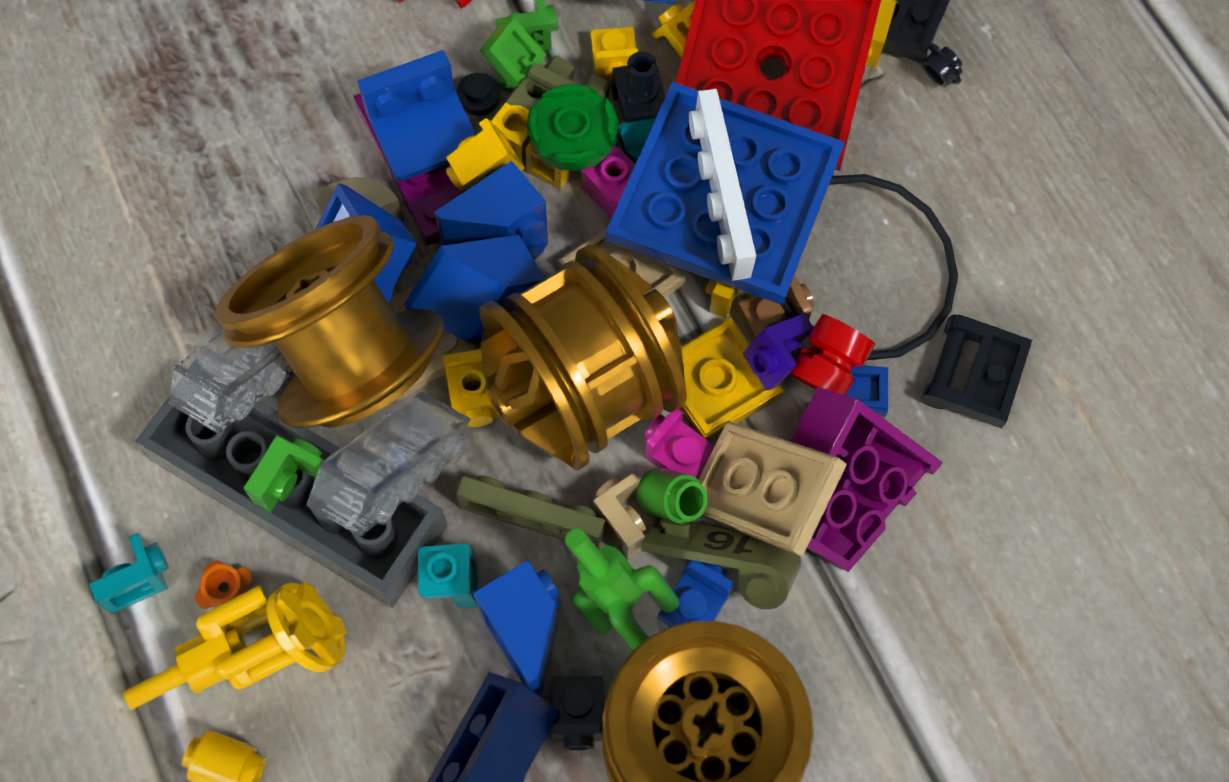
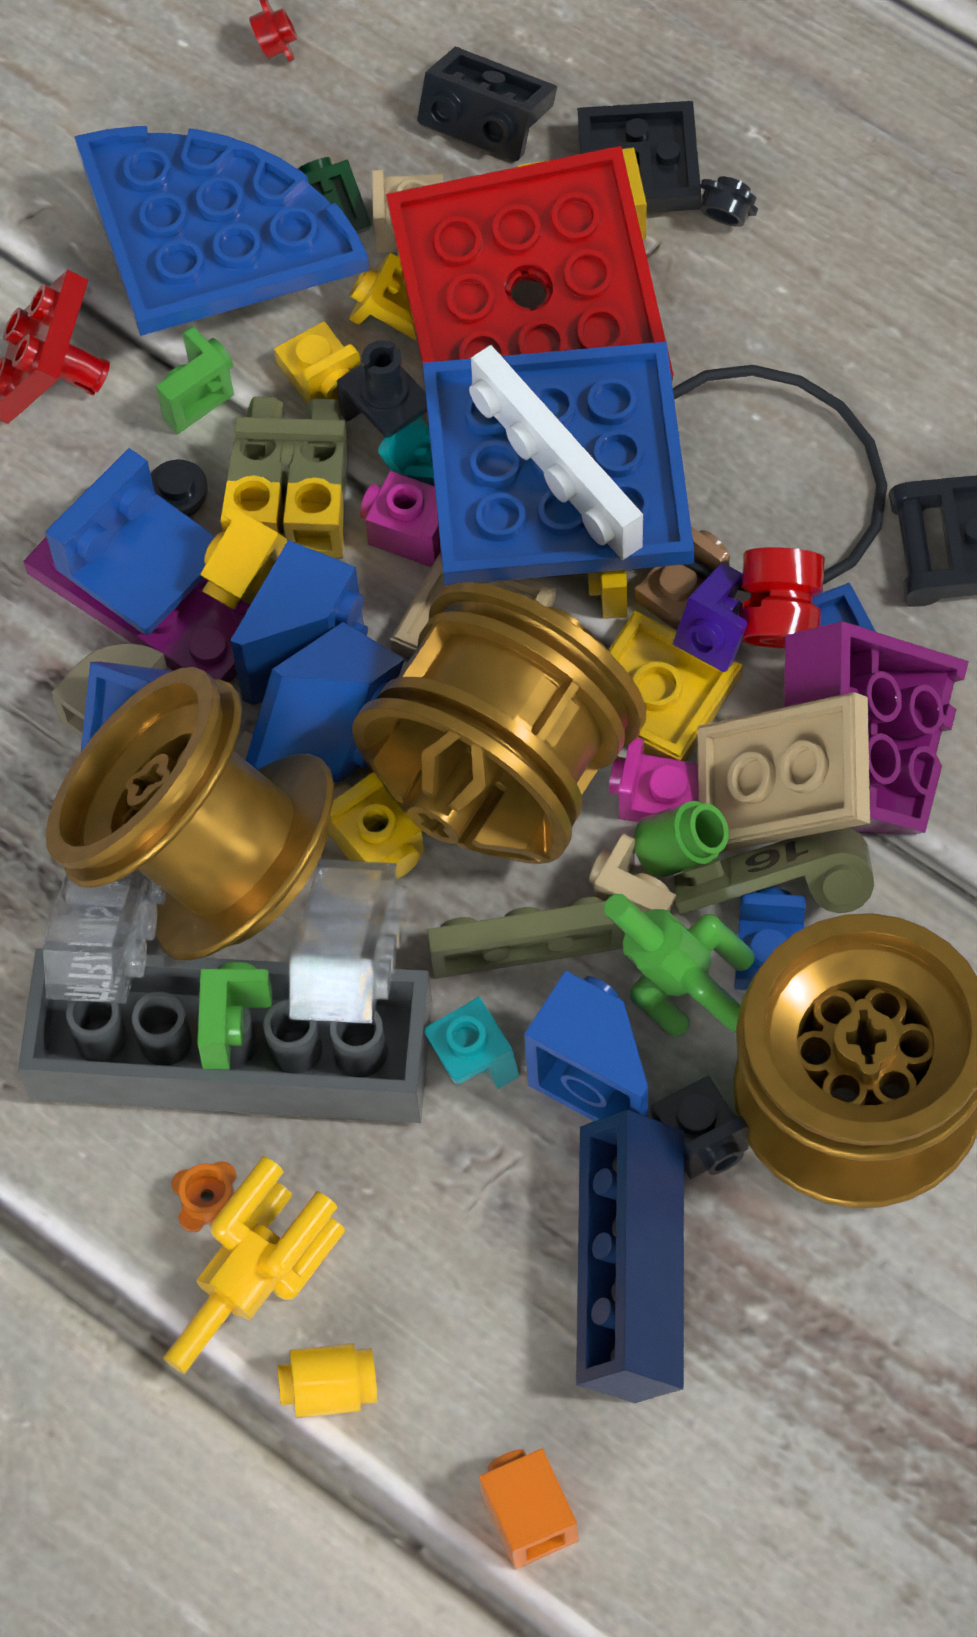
camera: 20 degrees left, 5 degrees down
(134, 582) = (94, 1243): teal bracket -> none
(307, 626) = (340, 1179): yellow wheel -> none
(511, 52) = (200, 419): bright green bracket -> none
(572, 127) = (328, 472): green tile -> none

